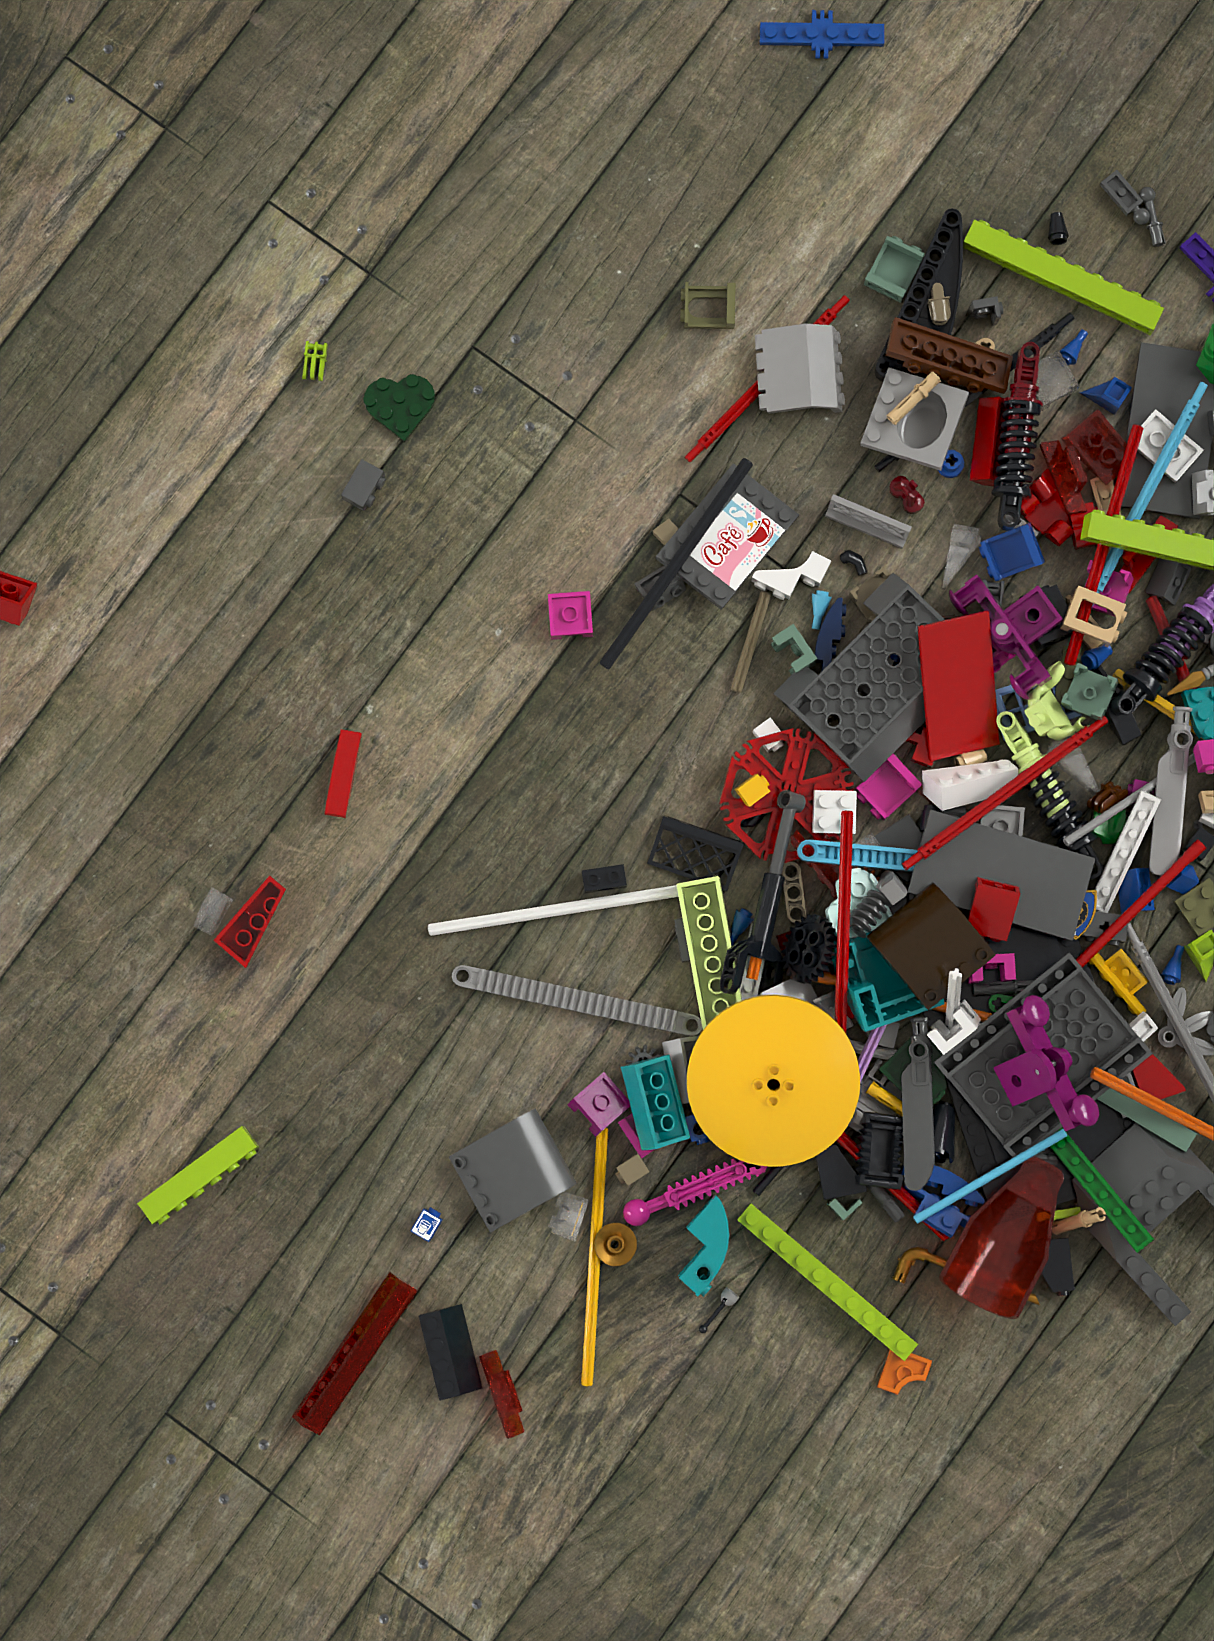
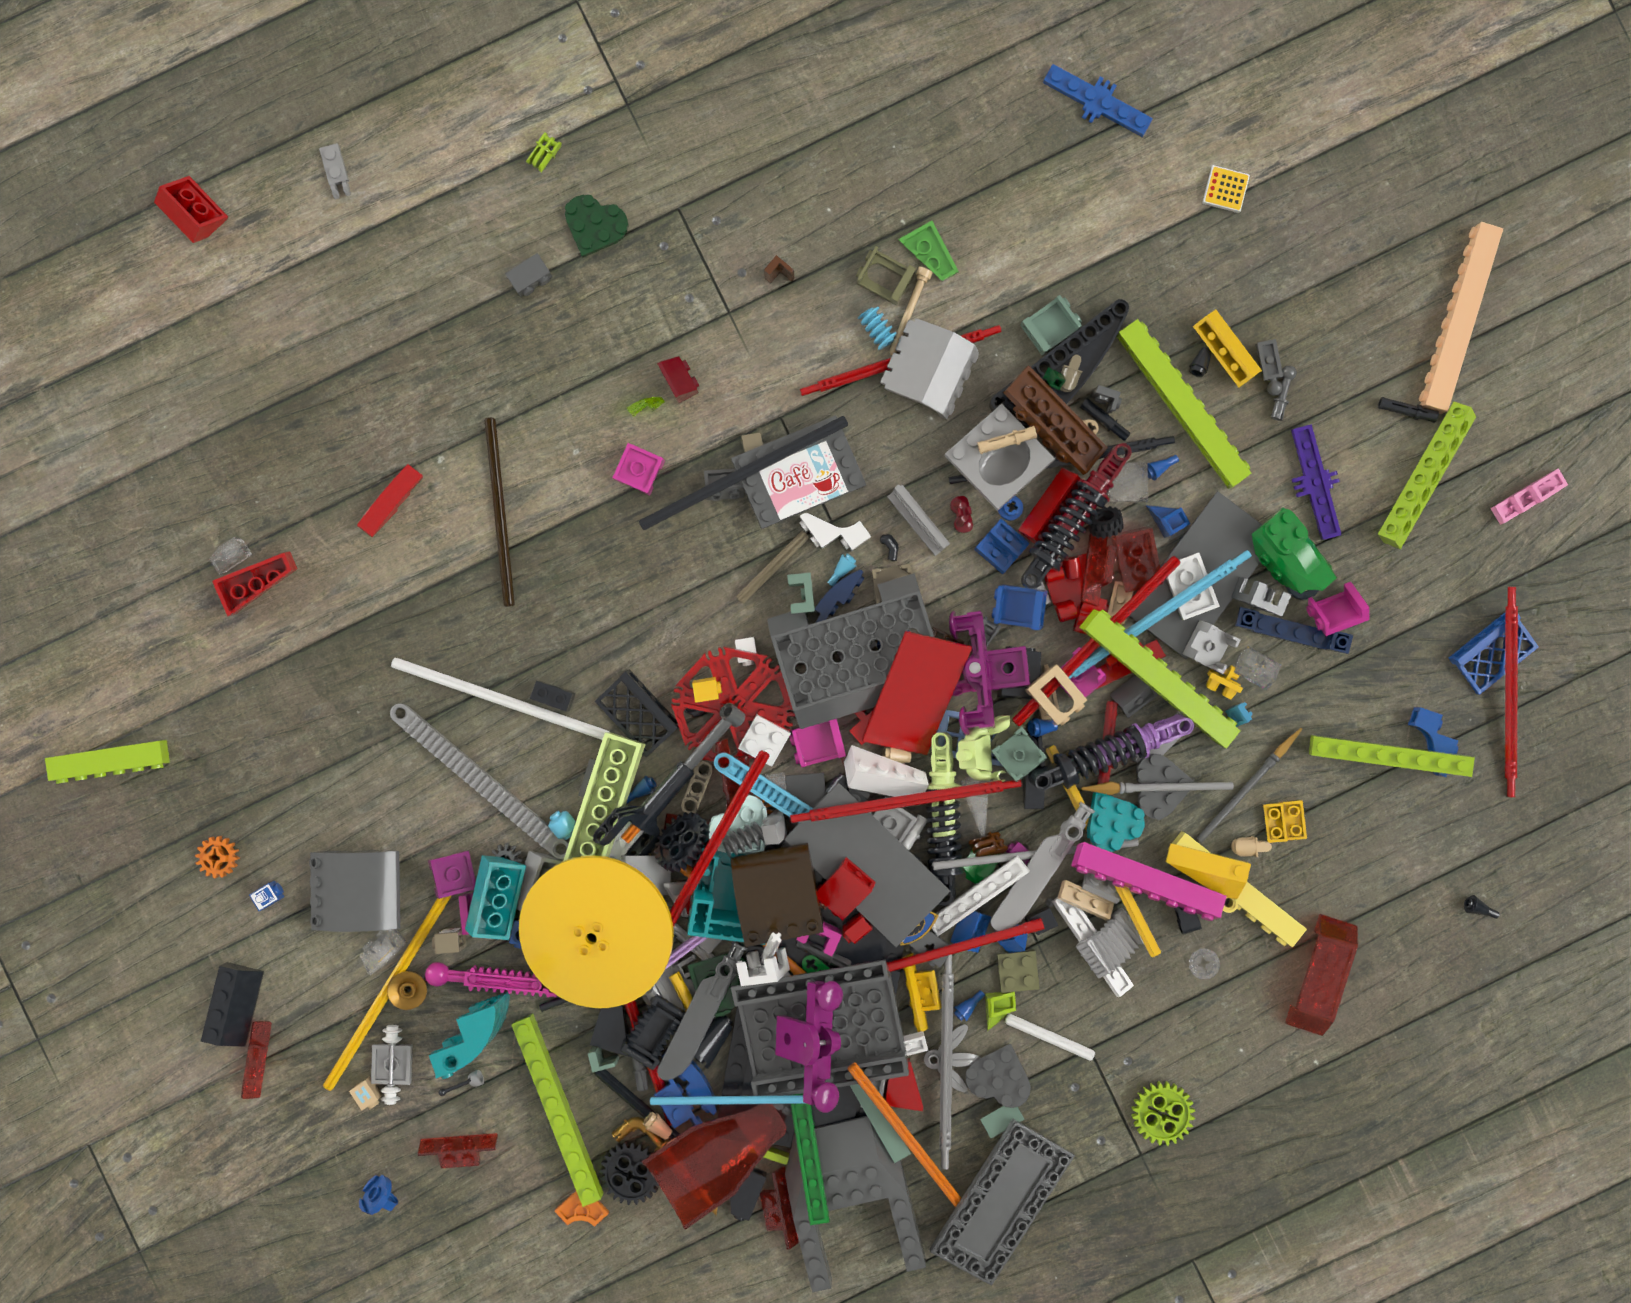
camera: 20 degrees right, 5 degrees up
(118, 482) = (335, 169): none -> light grey hinge
(343, 1218) = (215, 865): none -> orange gear
(354, 1353) = (155, 967): clear red brick -> none
(455, 729) = (499, 512): none -> dark brown axle
(547, 545) = (652, 402): none -> clear neon green slope
(562, 508) = (678, 378): none -> dark red slope
(603, 349) = (775, 267): none -> reddish brown panel
(629, 1369) = (366, 1094): none -> tan brick
(638, 1326) = (391, 1064): none -> light grey plate
(681, 999) = (562, 824): none -> medium azure head
(694, 1462) = (377, 1195): none -> blue tile
(728, 358) = (877, 327): none -> medium azure piece
(739, 259) = (930, 250): none -> bright green wing
(745, 287) = (923, 276): none -> tan piece
(751, 1377) = (458, 1150): none -> clear red bracket
(897, 1236) = (629, 1097): none -> black axle
(926, 316) = (1054, 378): none -> dark green piece
(933, 1244) = (657, 1125): none -> tan cone
(936, 1326) = (626, 1188): none -> black gear
(961, 547) = (981, 581): clear slope -> none
(962, 504) = (1001, 546): none -> blue slope
(990, 53) = (1226, 189): none -> yellow tile
(995, 331) = (1105, 419): none -> black axle
(1024, 942) = (856, 928): none -> red brick
(1029, 822) = (914, 832): none -> white pin
(1051, 428) = (1107, 522): none -> black tyre
(1075, 202) = (1227, 348): none -> yellow brick
(1083, 1219) = (785, 1172): tan pin -> none
(1097, 1265) = (778, 1209): none -> clear red bracket

